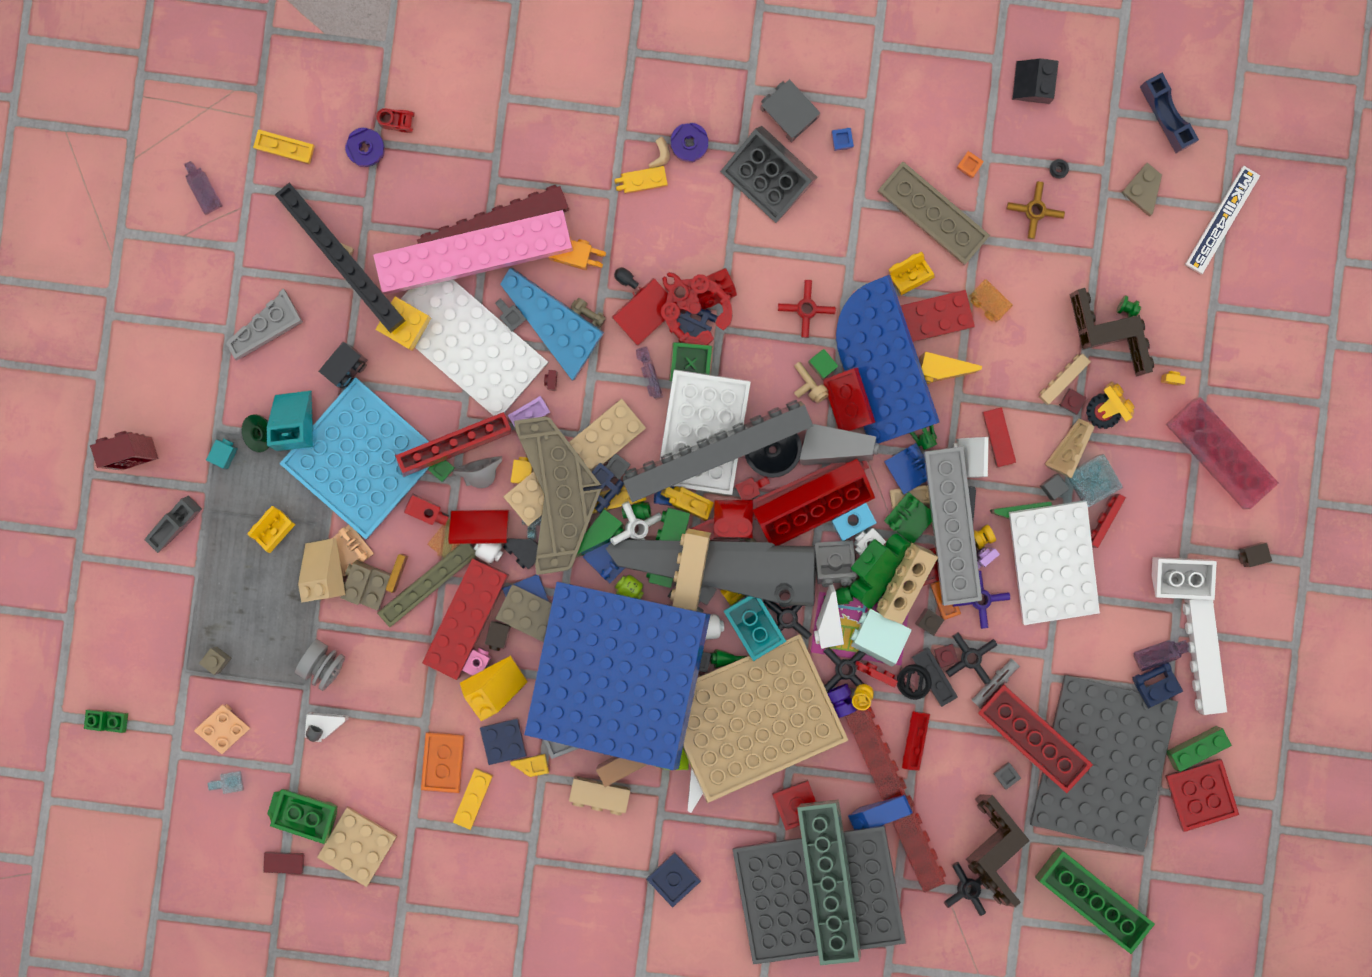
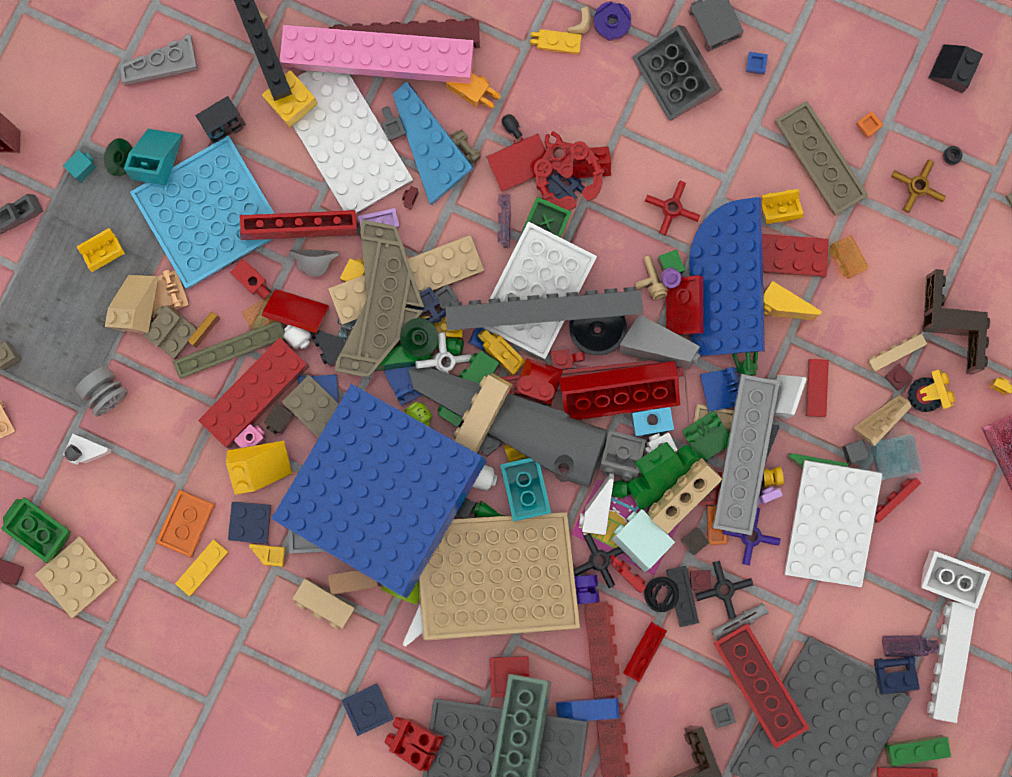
camera: 20 degrees right, 5 degrees down
(441, 470) = (279, 247): green plate -> none
(615, 513) = (427, 333): none -> dark green dish
(728, 897) = (414, 743): none -> red hips
(793, 624) = (567, 488): black bar -> none
(827, 378) = (670, 277): none -> medium lavender tile
(862, 697) = (606, 595): yellow wheel -> none
(1131, 308) = (979, 304): green wheel -> none

